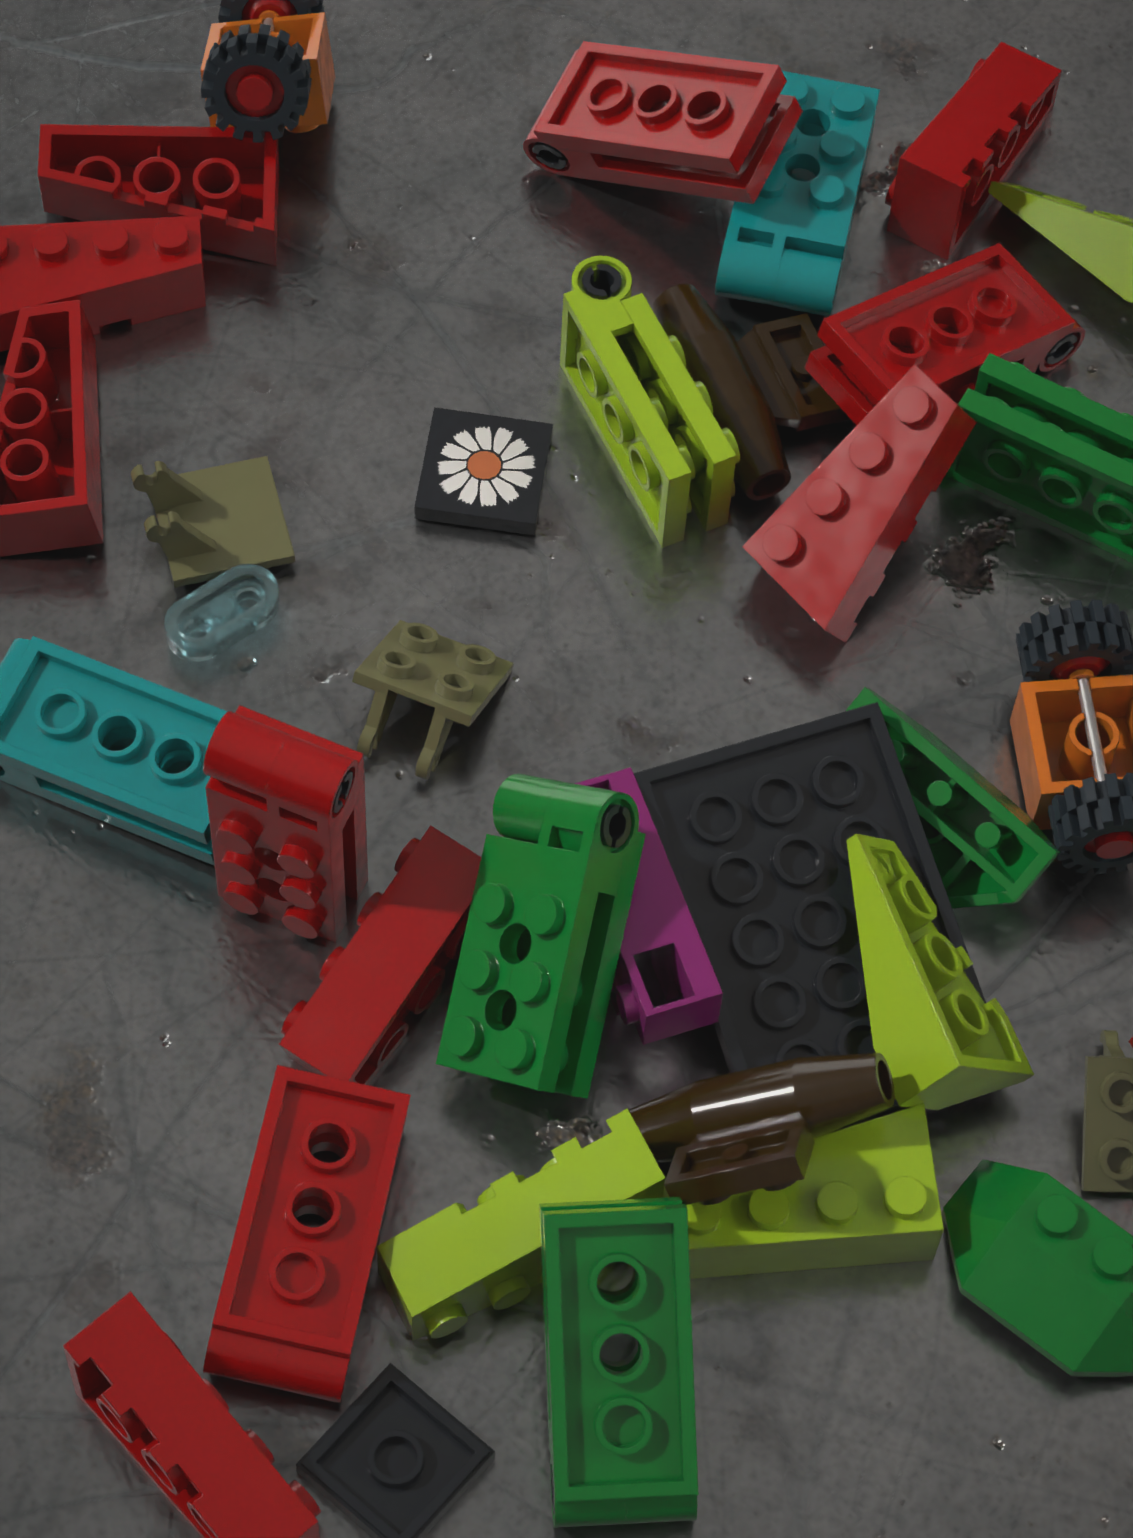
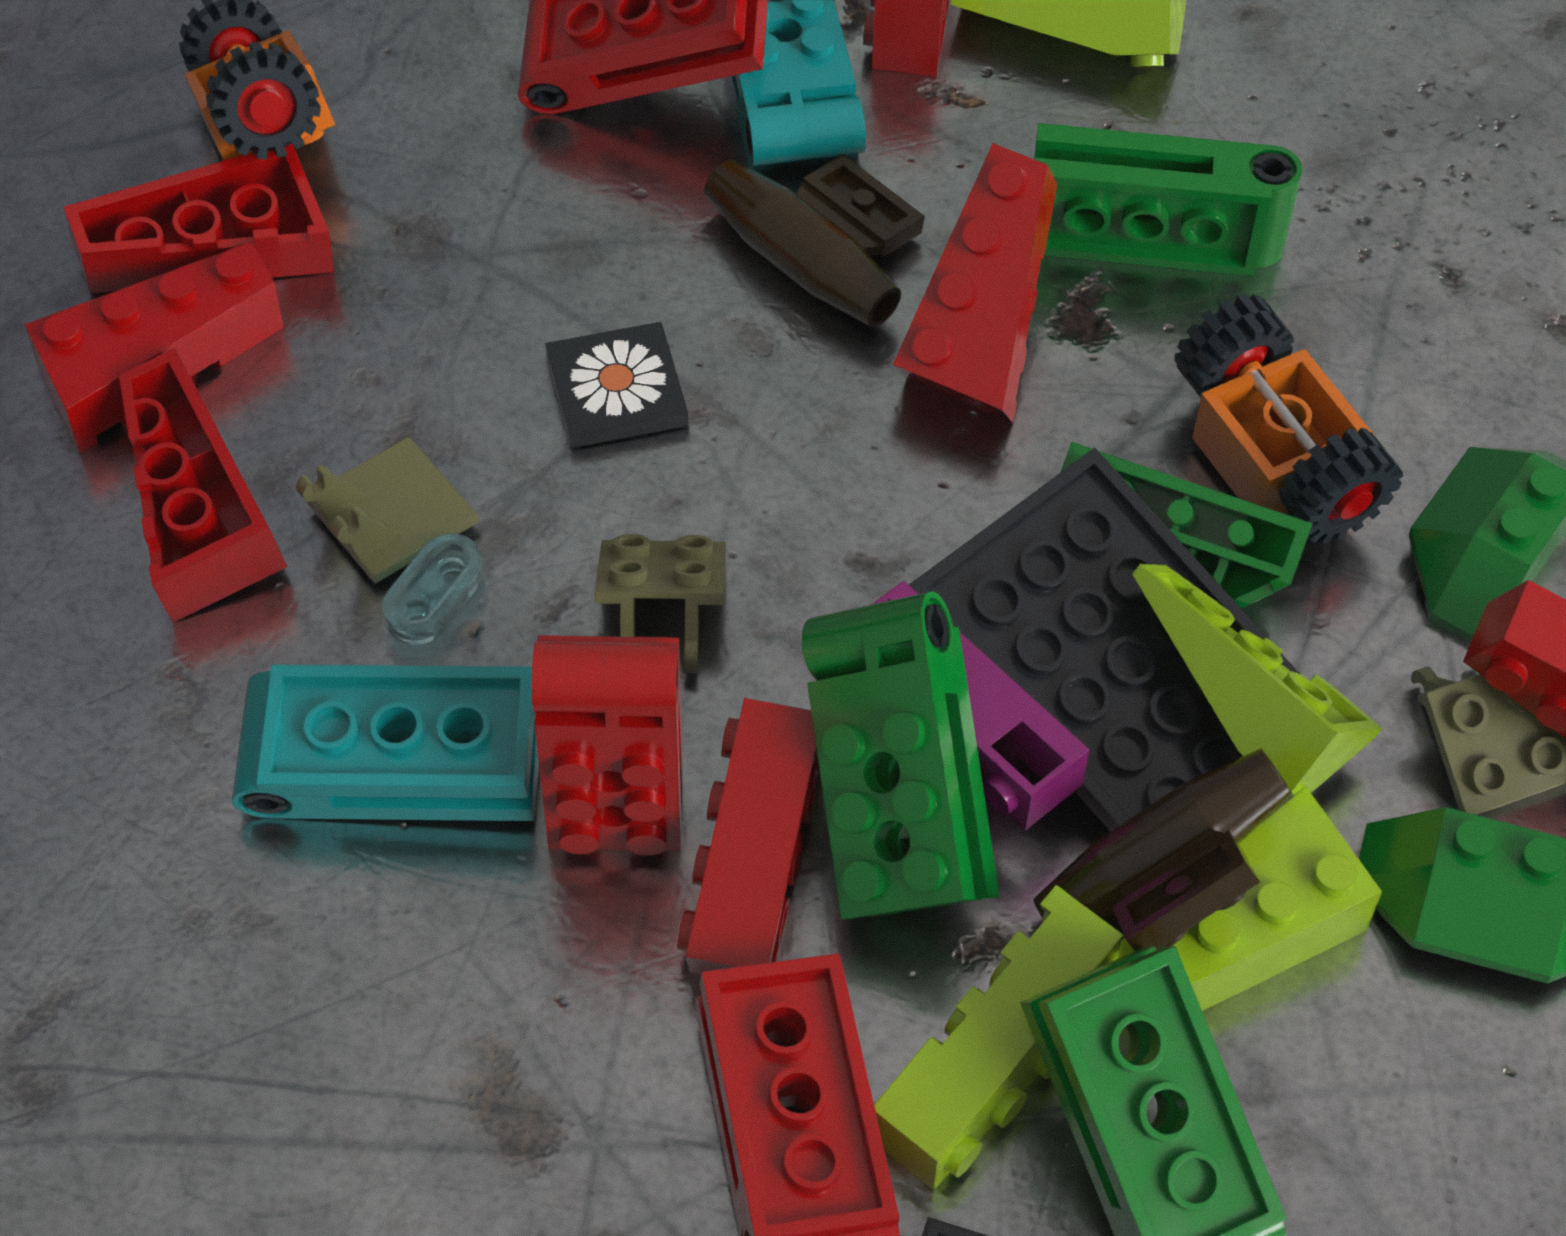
camera: 20 degrees left, 5 degrees down
(645, 402) = (744, 272): lime hinge -> none
(945, 328) = (946, 137): red hinge -> none

